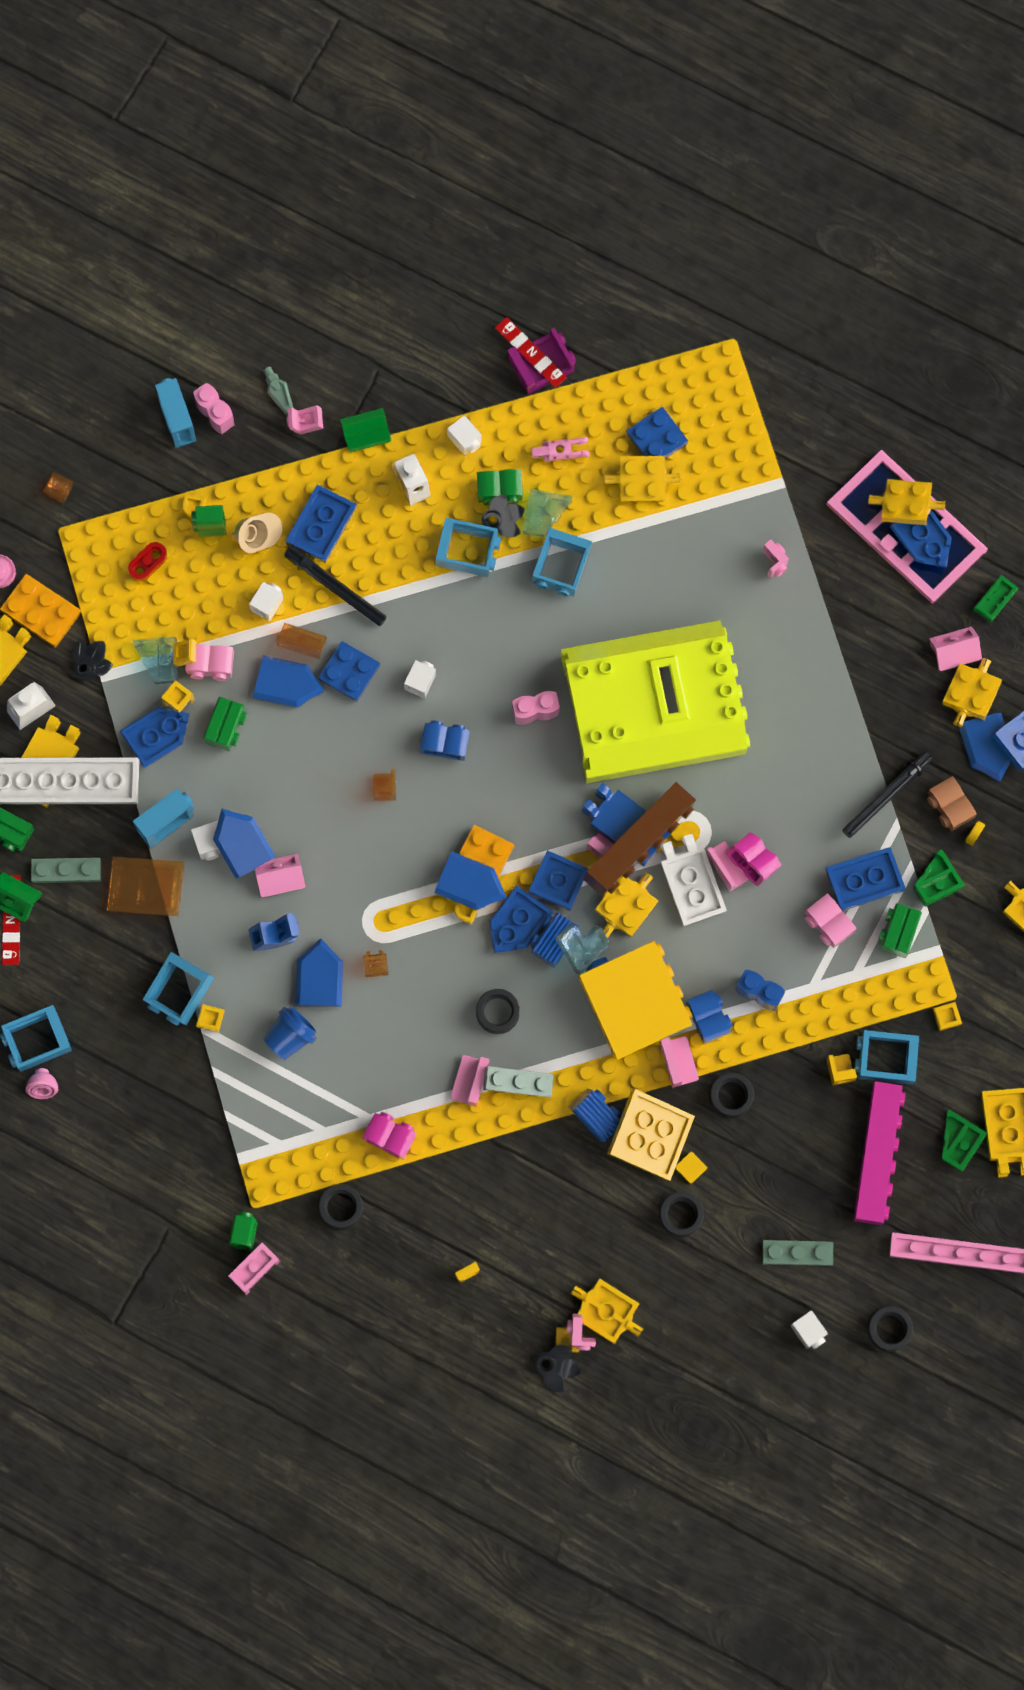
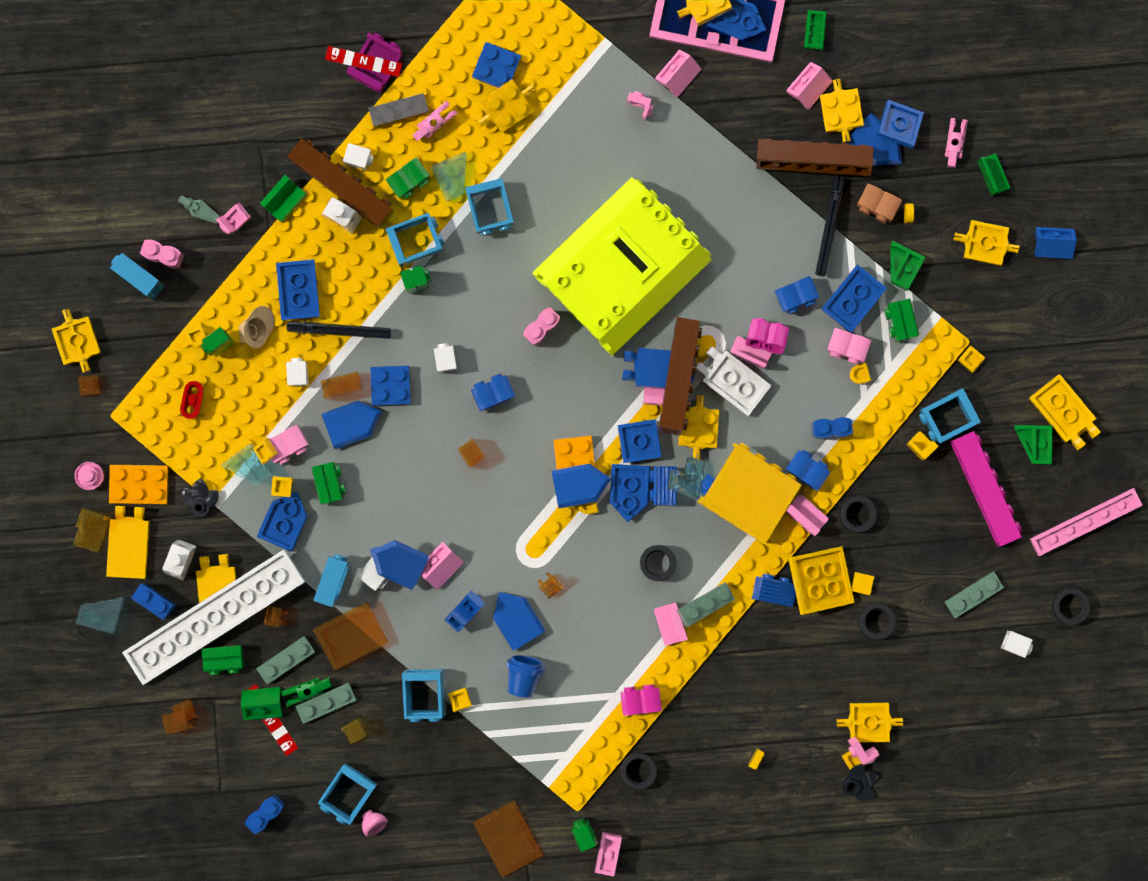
camera: 30 degrees left, 10 degrees up
(75, 437) = (76, 340): none -> yellow plate
(76, 916) = (315, 685): none -> green hinge
(76, 937) = (326, 703): none -> sand green plate
(83, 818) = (273, 616): none -> clear orange tile
(86, 981) = (355, 730): none -> clear yellow panel
(164, 1189) = (507, 838): none -> clear orange piece
(431, 450) = (340, 183): none -> reddish brown brick
(442, 583) = (416, 279): none -> green brick
(506, 516) = (427, 197): black plate -> none
(534, 418) = (398, 110): none -> flat silver tile
(810, 838) = (797, 294): none -> blue brick
(823, 957) = (860, 374): none -> yellow tile
(833, 555) = (678, 73): none -> bright pink panel
(915, 717) = (814, 157): none -> reddish brown brick

